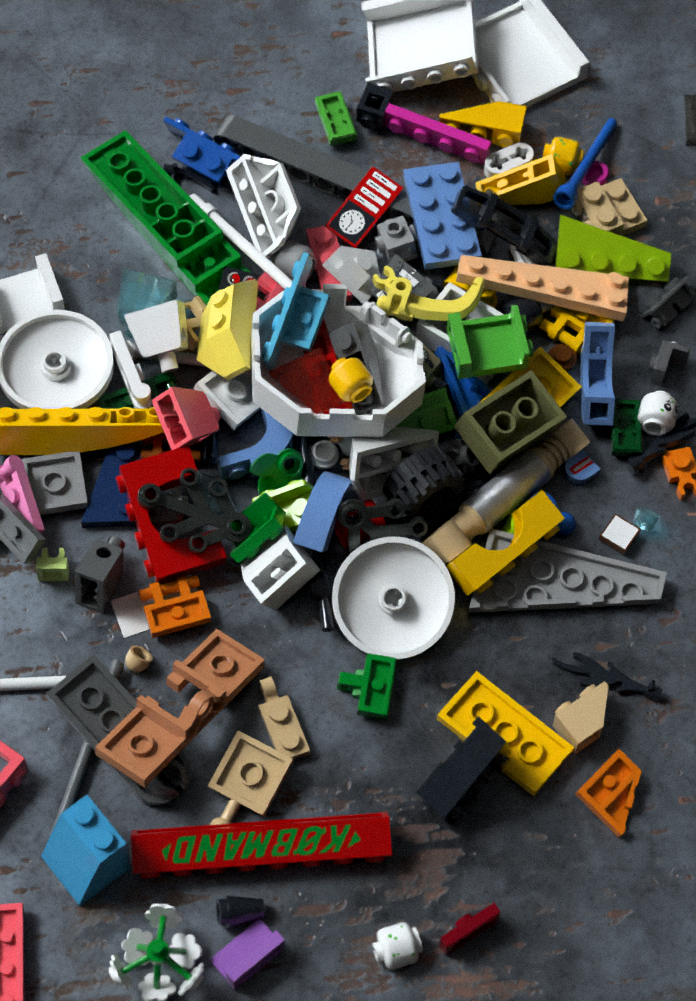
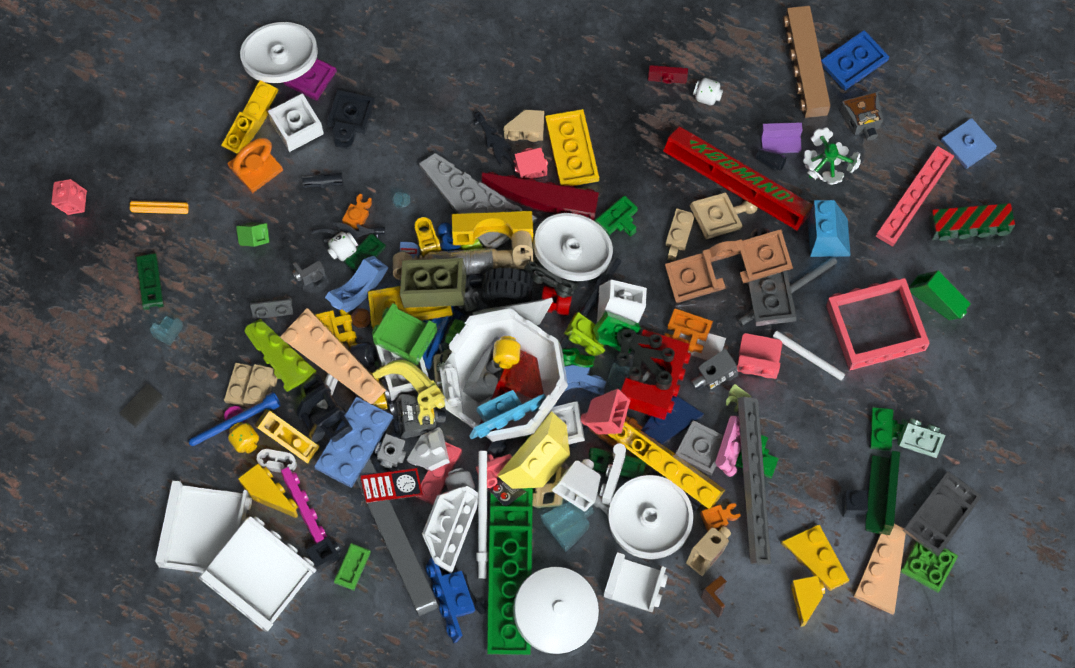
camera: 140 degrees left, 5 degrees up
(62, 632) = (759, 356): none -> coral bracket
(86, 210) = (555, 610): none -> white dish
(138, 659) = (728, 316): tan hinge -> none
(321, 511) = (571, 309): medium blue arch -> none
(465, 771) = (610, 136): black wedge -> none
(481, 644) = (544, 196): none -> dark red slope
(535, 670) = (530, 164): none -> coral head
(570, 490) = (426, 240): none -> yellow piece
(611, 791) = (543, 87): orange wing -> none
(619, 534) = (422, 204): white tile -> none

